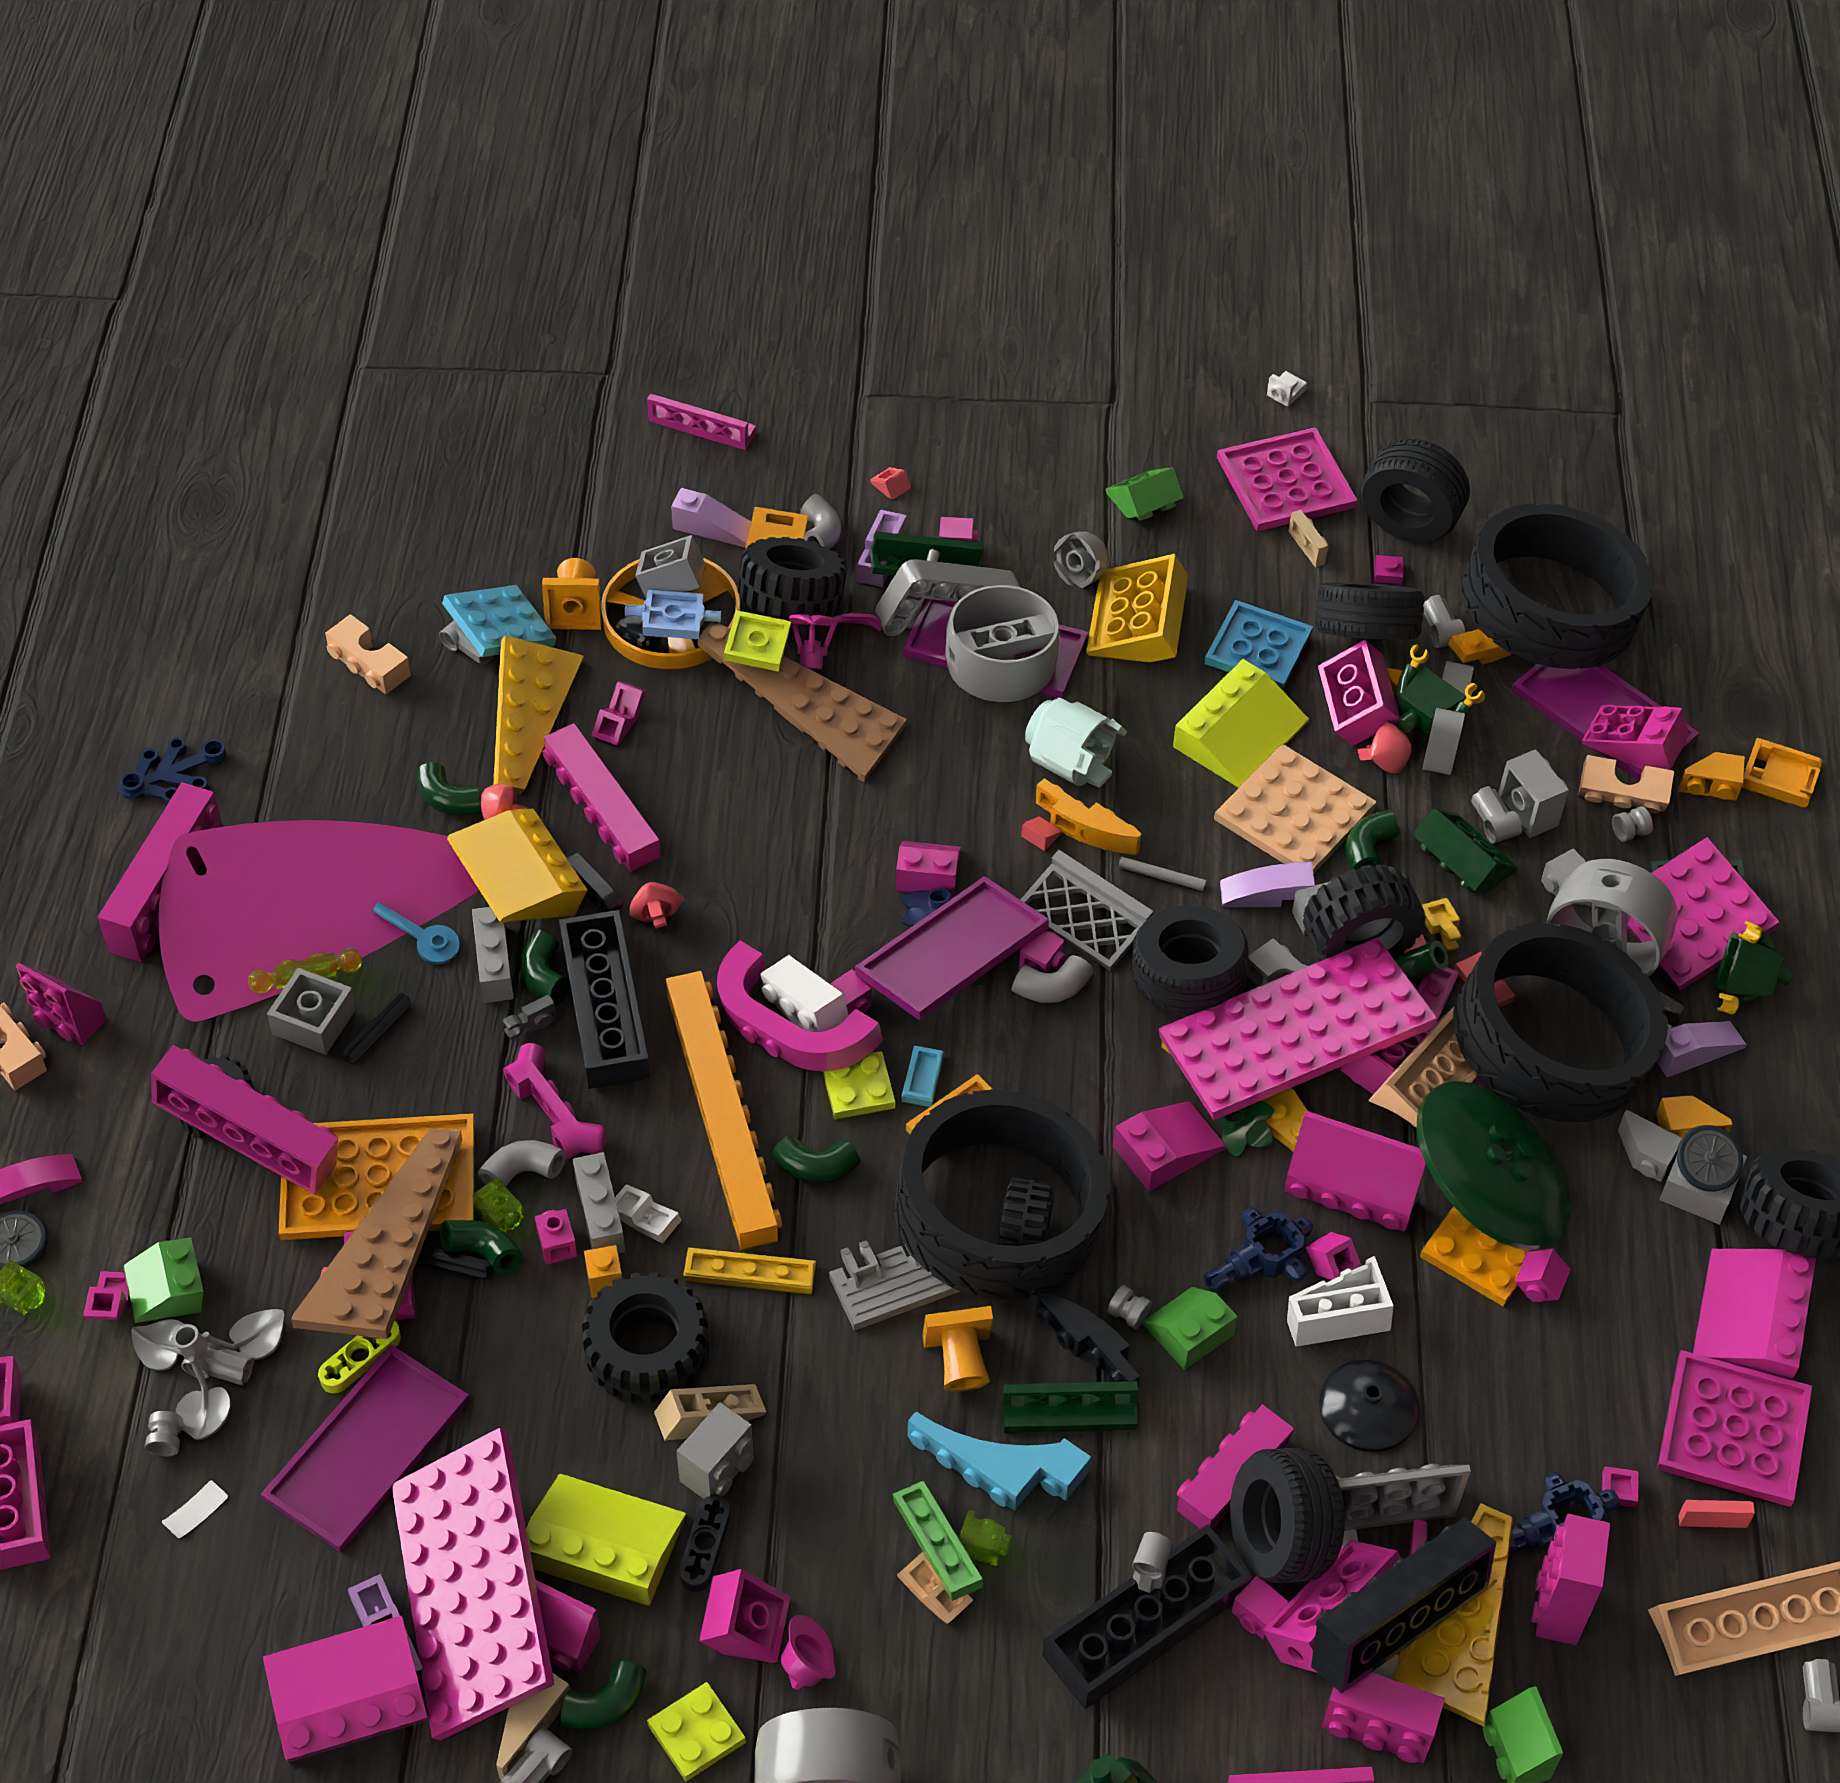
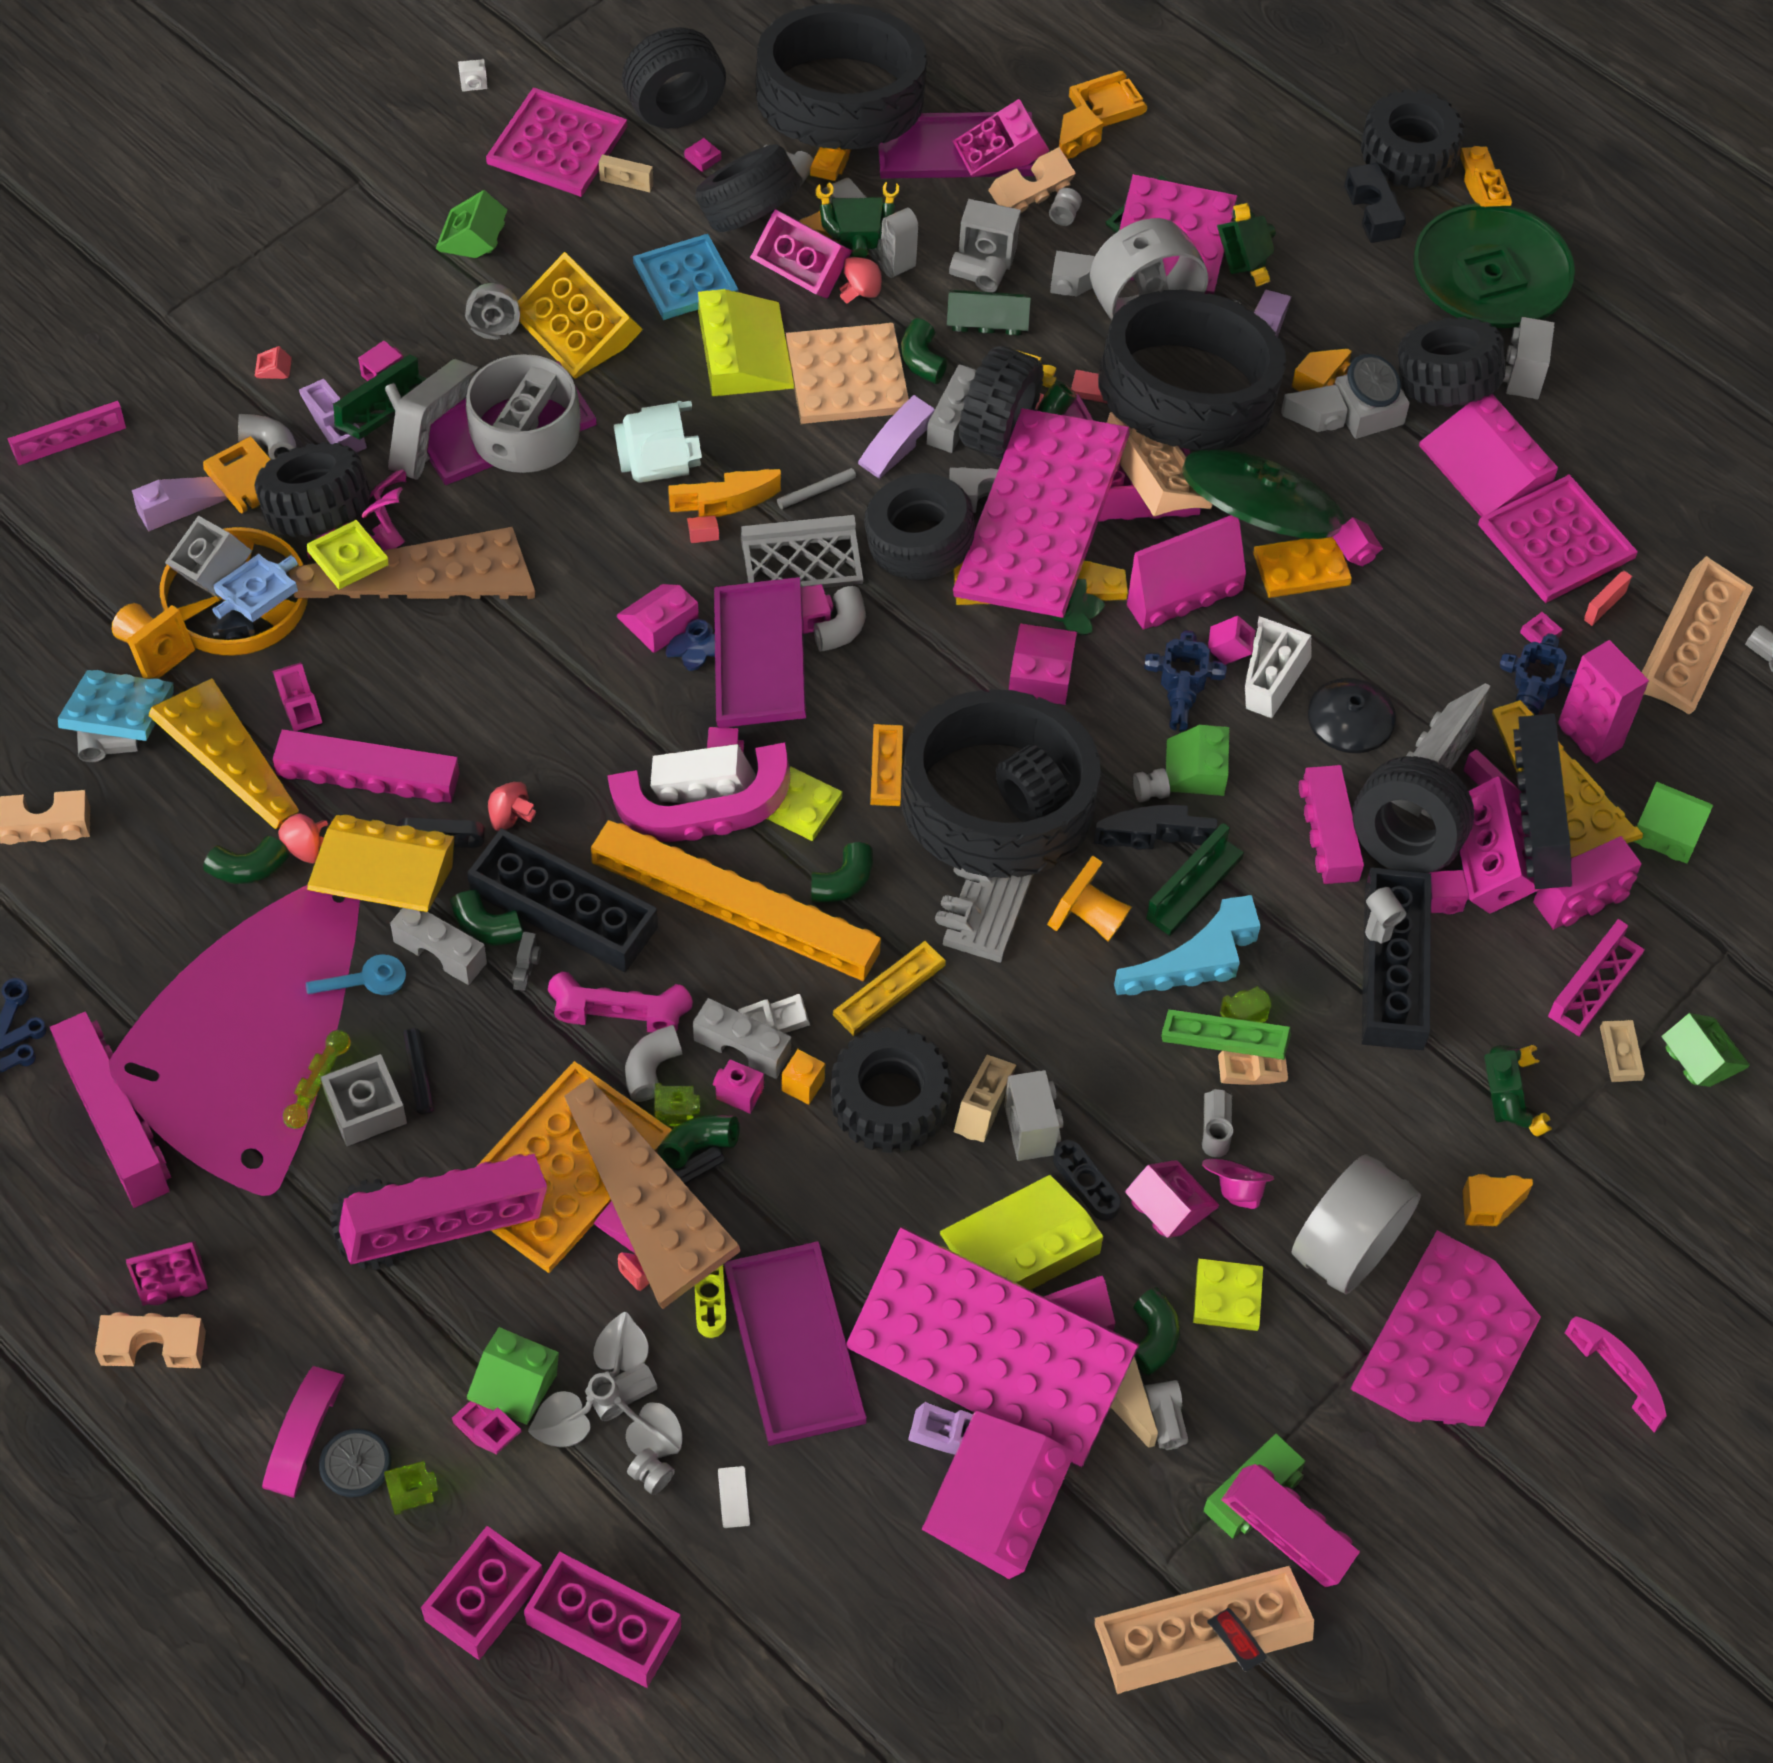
camera: 50 degrees left, 5 degrees up
(851, 1597) = (1217, 1123): none -> light grey piece
(922, 1076) = (835, 760): medium azure tile -> none

